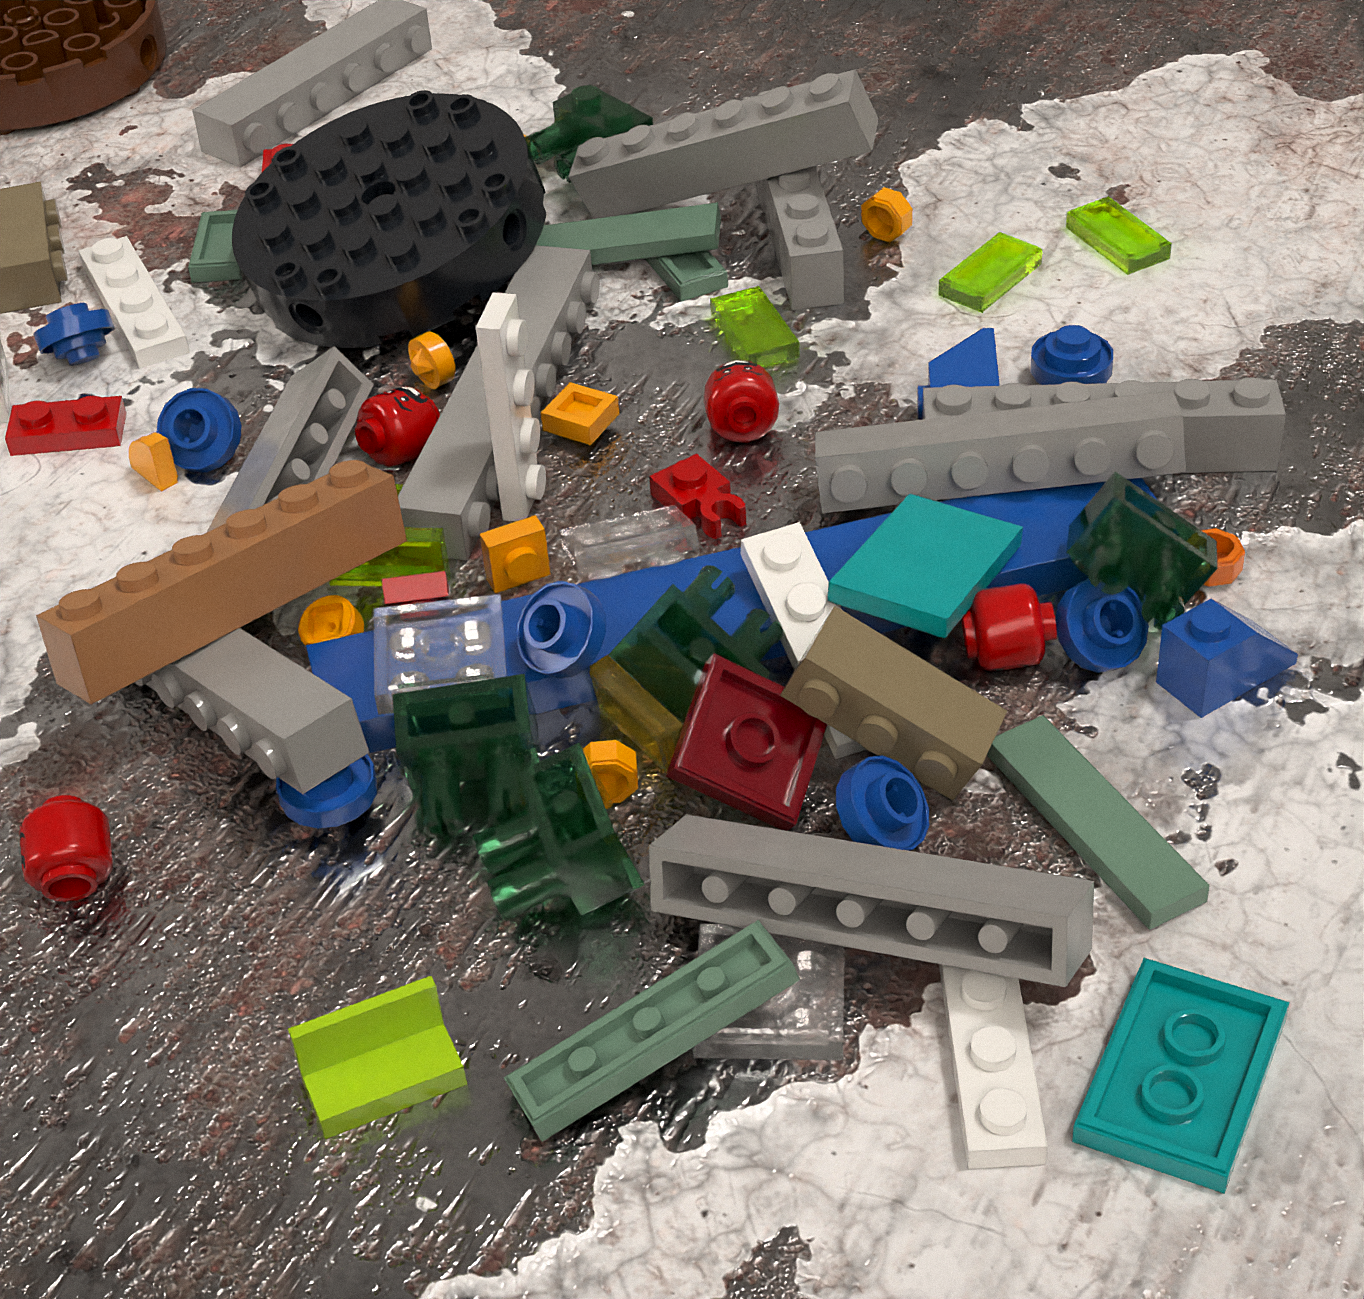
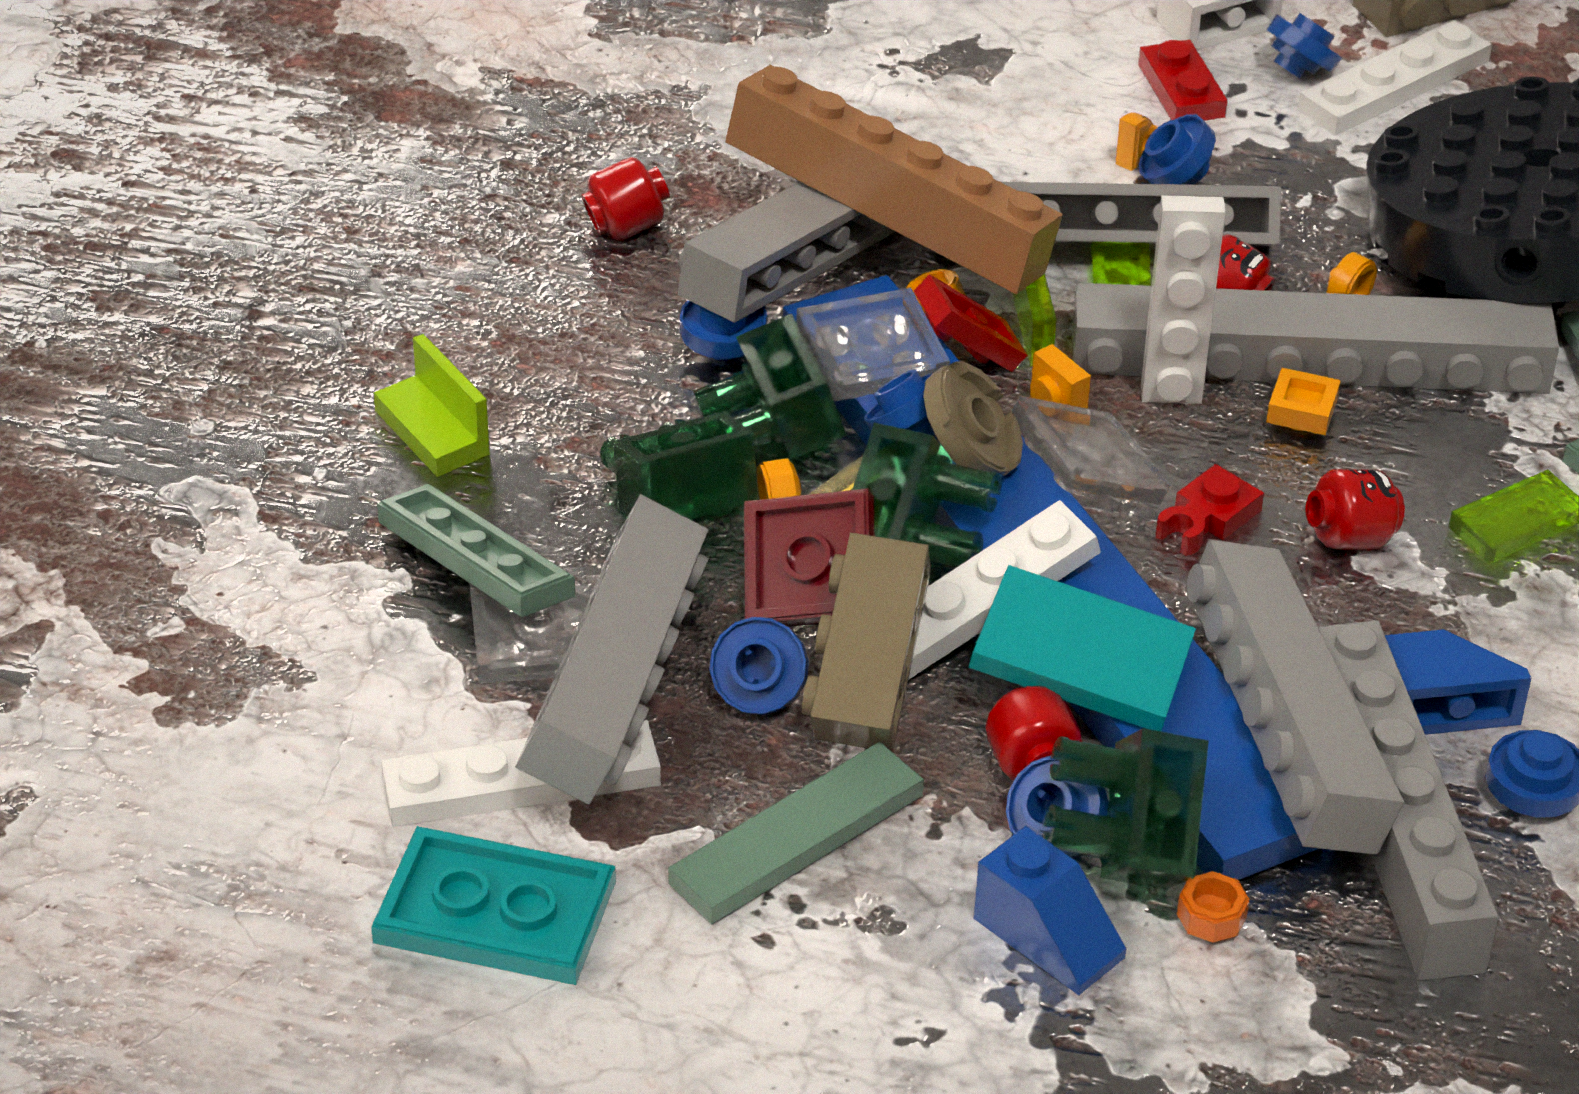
camera: 75 degrees right, 0 degrees up
(610, 577) = (970, 421): none -> dark tan tile

